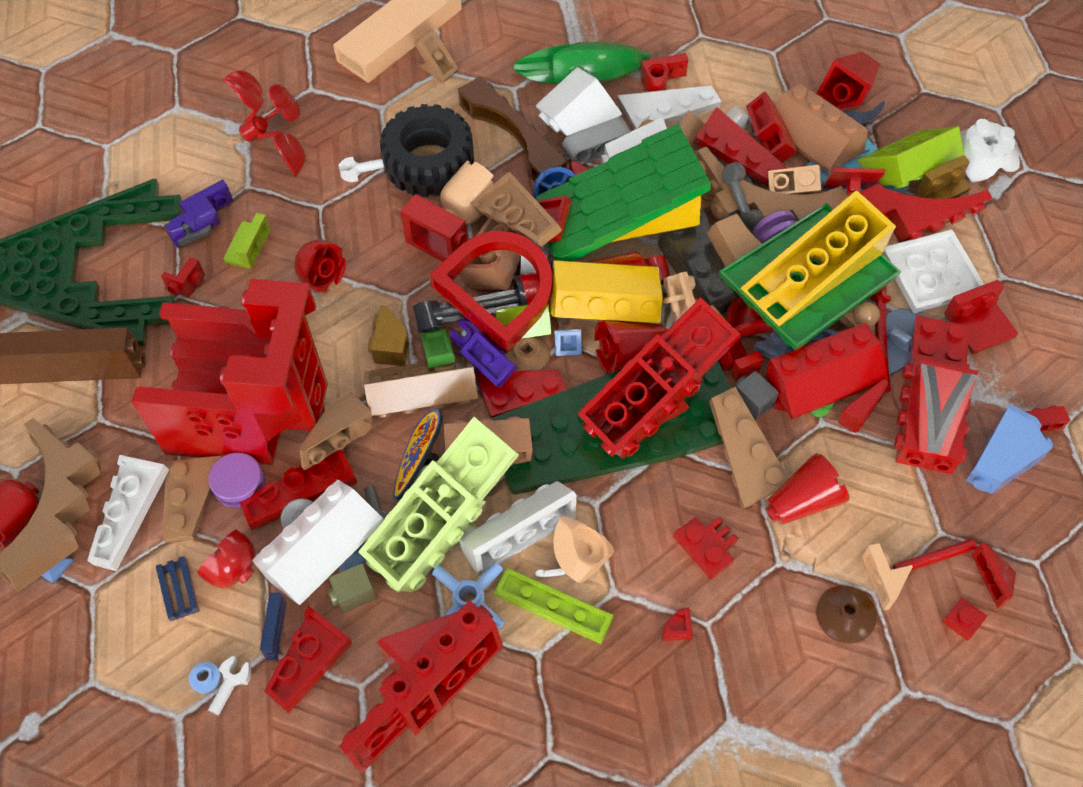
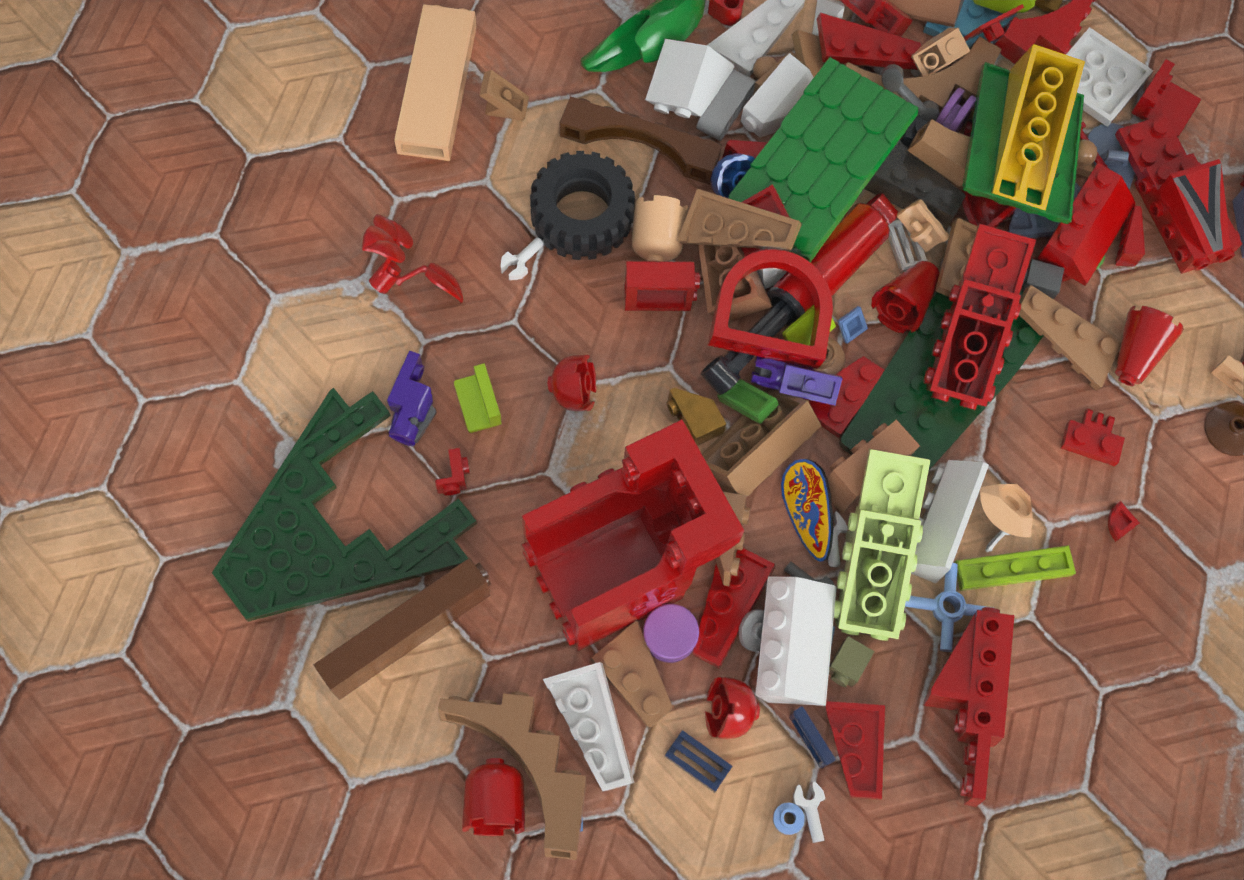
camera: 40 degrees left, 10 degrees up
(605, 292) = (870, 259): yellow slope -> none

